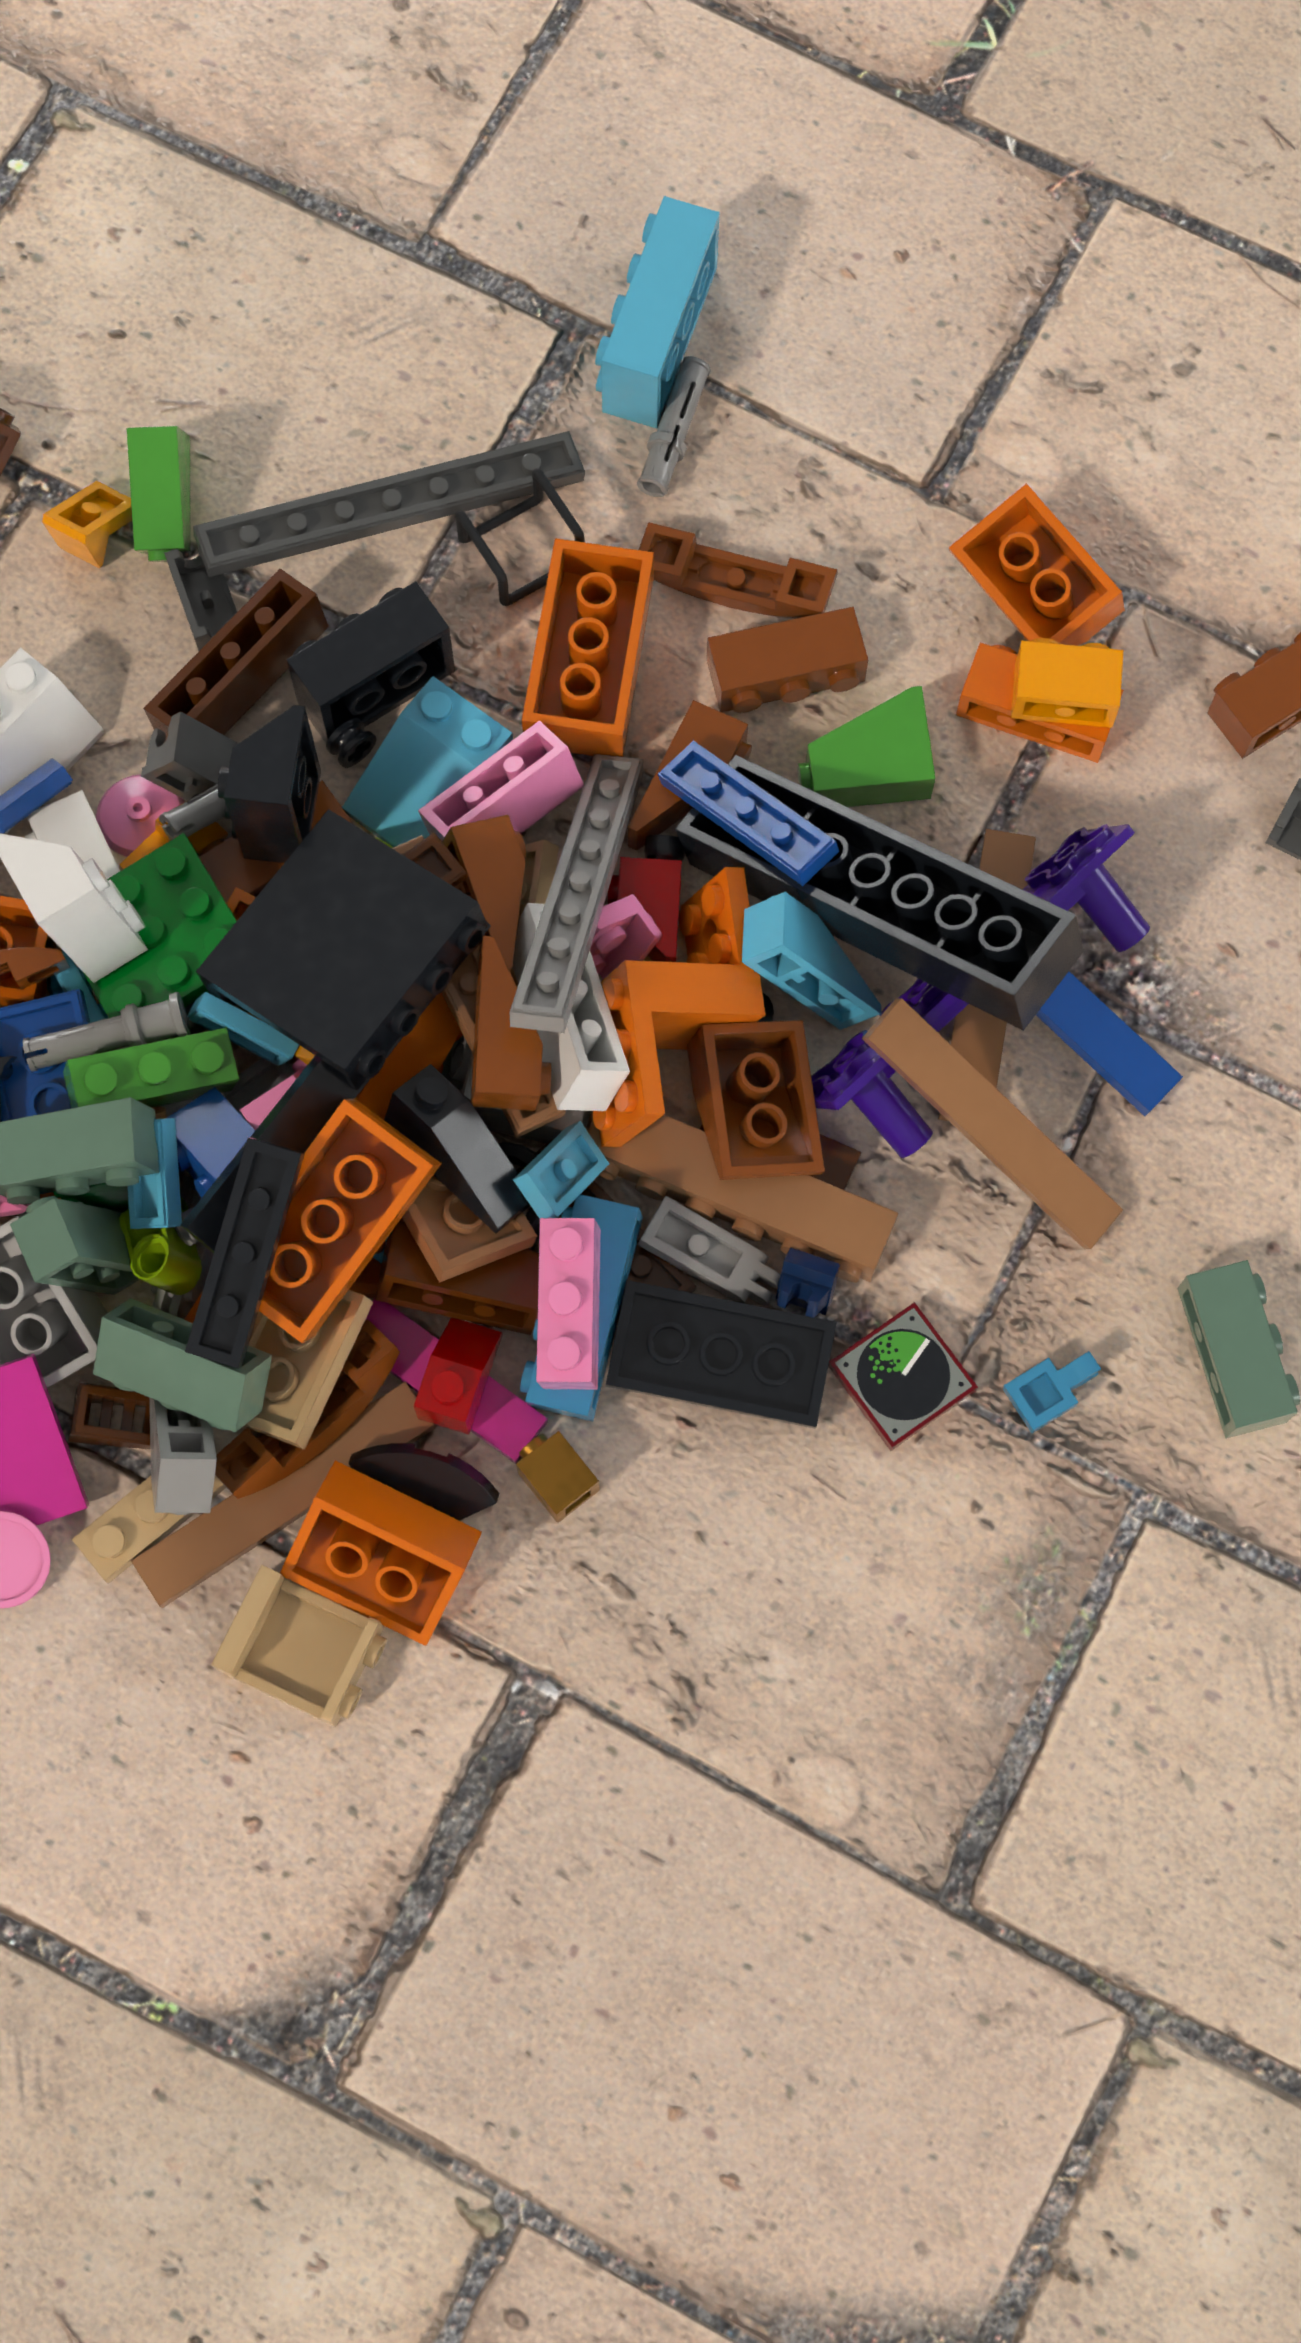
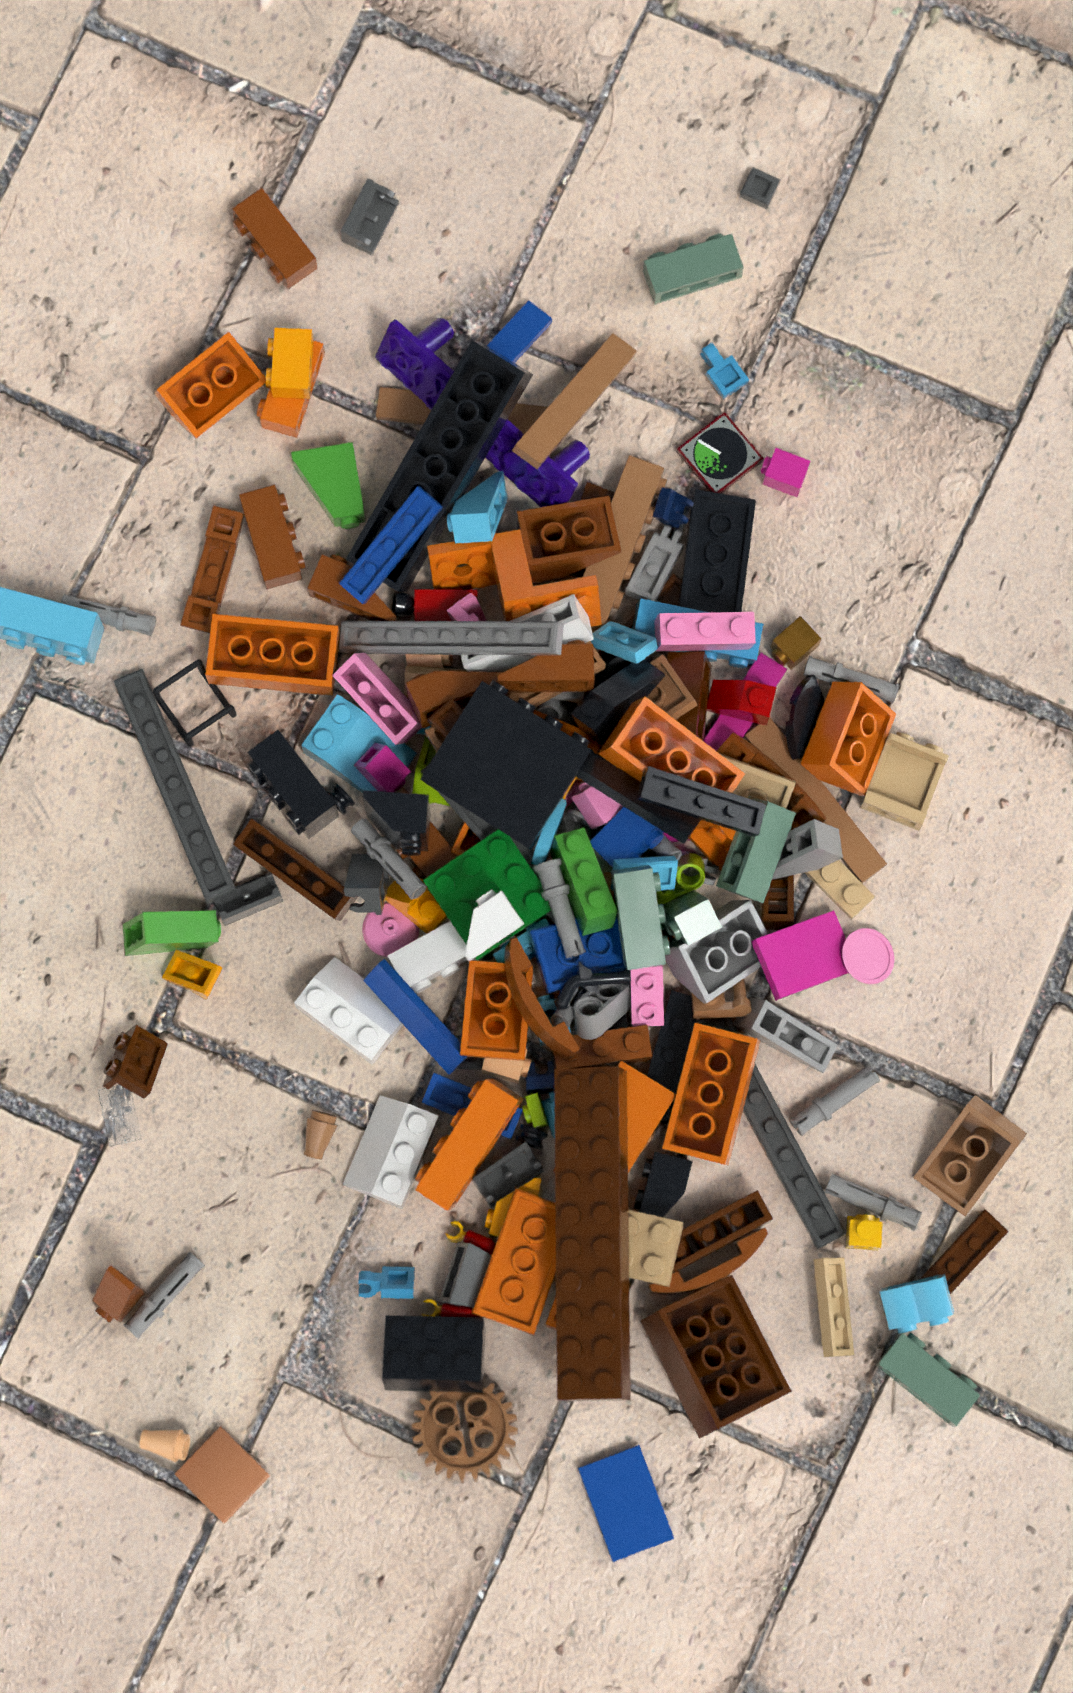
camera: 95 degrees left, 5 degrees up
(385, 797) = (382, 768): none -> dark pink brick
(488, 1570) = (837, 673): none -> light grey pin
(864, 1480) = (785, 472): none -> dark pink brick

